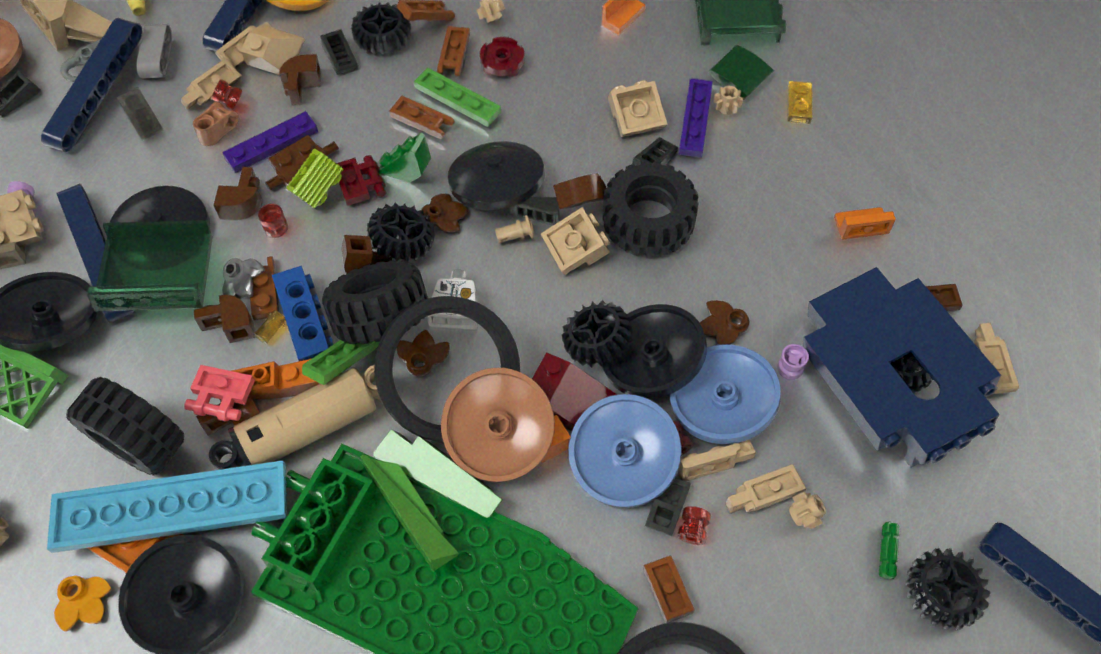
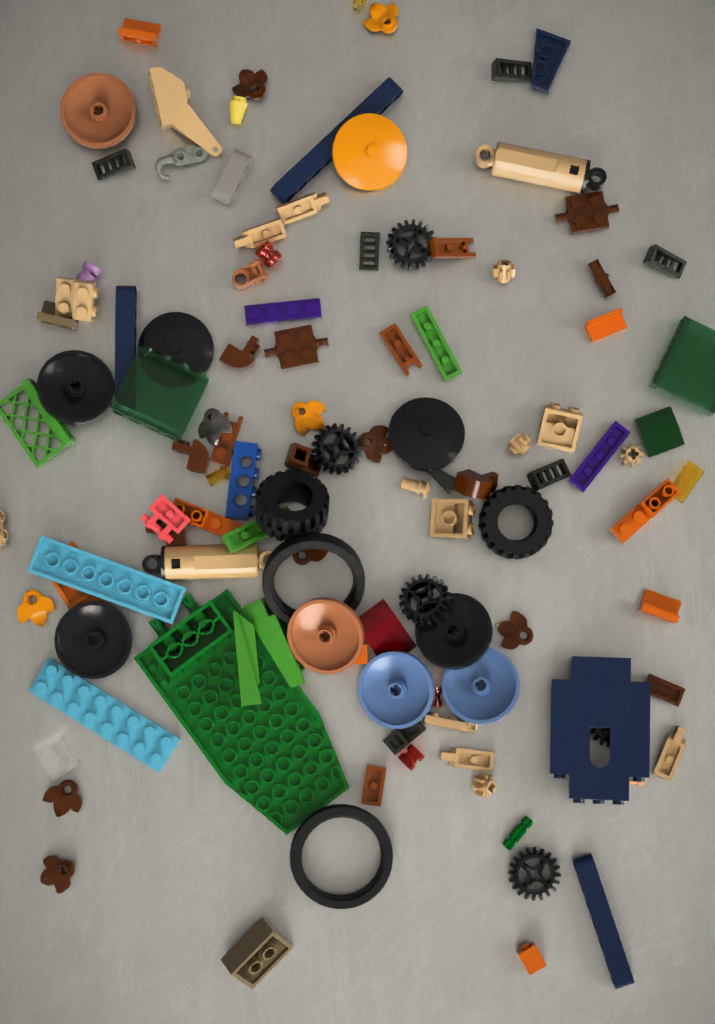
camera: 25 degrees right, 25 degrees up
(91, 85) = (175, 192): dark blue beam -> none
(125, 425) = (100, 518): black tyre -> none
(139, 113) = (198, 242): clear smoke slope -> none
(270, 48) = (320, 225): tan slope -> none
(273, 220) = (256, 386): clear red wheel -> none
(300, 73) = (331, 258): reddish brown brick -> none
(315, 179) = (297, 373): lime brick -> none
(353, 185) = (324, 380): dark red plate -> none
(353, 220) = (311, 417): none -> light orange plate
(407, 160) = (367, 386): green slope -> none
(454, 49) = (456, 295): dark orange hinge -> none
(457, 287) = (347, 522): white torso -> none
(505, 66) = (490, 332): dark red plate -> none
(604, 140) = (519, 444): none -> tan gear
(779, 139) = (645, 510): none -> orange slope
(792, 361) = (540, 688): lavender wheel -> none

